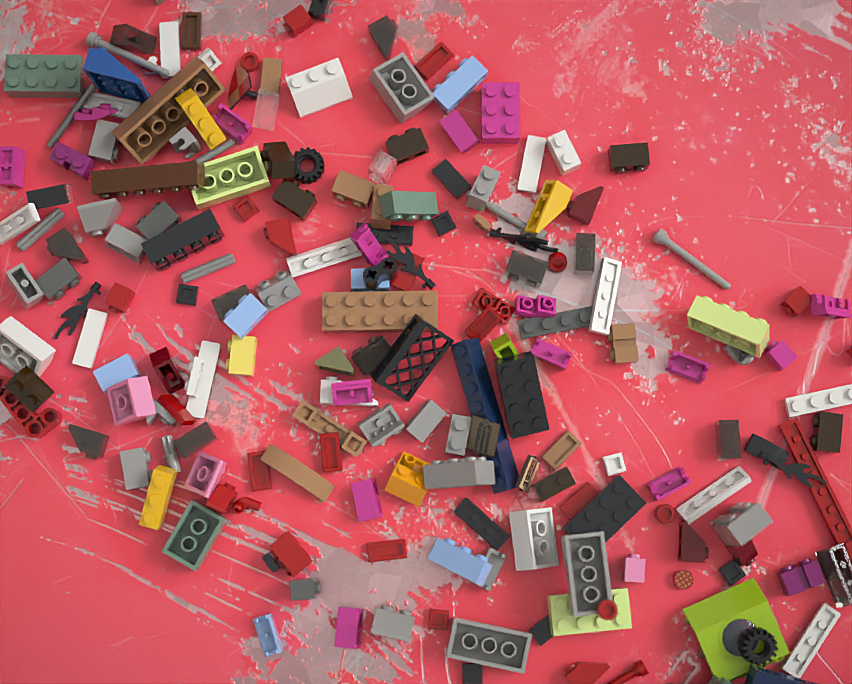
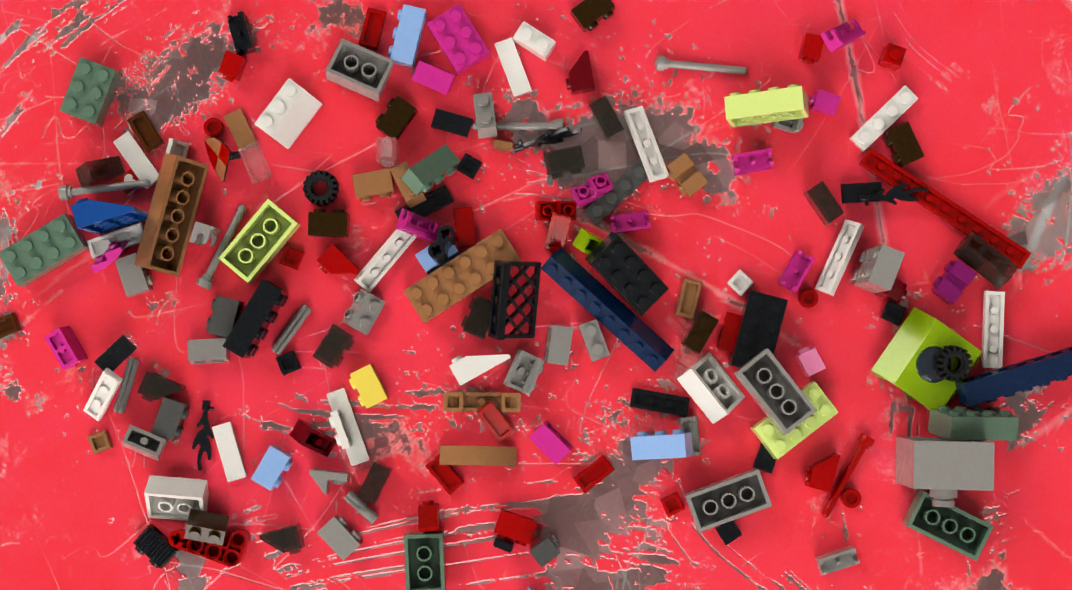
camera: 25 degrees left, 5 degrees up
(70, 117) = (89, 272): flat silver bar -> none
(73, 160) = (108, 309): magenta brick -> none
(99, 216) = (170, 343): light grey slope -> none
(119, 298) = (233, 402): red brick -> none
(131, 400) = (299, 483): bright pink slope -> none
(148, 179) = (192, 285): reddish brown brick -> none
(158, 497) = (374, 549): yellow brick -> none
(176, 410) = (342, 467): red tile -> none
(200, 118) = (204, 205): yellow brick -> none
(205, 474) = (401, 506): bright pink slope -> none
(232, 124) = (233, 192): dark pink hinge -> none
(245, 315) = (351, 351): light blue brick -> none
(245, 503) = (449, 509): red arm -> none
(278, 160) = (293, 199): dark brown brick -> none
(335, 362) = (452, 342): olive slope -> none
(349, 627) = (602, 557): dark pink hinge -> none
(352, 392) = (482, 360): dark pink hinge -> none
(384, 35) = (316, 32): clear smoke slope -> none
(393, 623) = (637, 532): light grey slope -> none
(408, 260) = (459, 216): black piece -> none
(408, 479) = (577, 401): light orange slope -> none
(459, 473) = (615, 373): light grey brick -> none
(483, 436) = (616, 329): clear smoke piece -> none
(528, 473) = (673, 336): piece -> none
(550, 203) = (550, 94): yellow slope -> none
(557, 261) = (587, 139): red tile -> none
(607, 610) = (810, 412): red tile -> none
(683, 579) = (856, 344): tile -> none
(691, 546) = (846, 312): dark red slope -> none

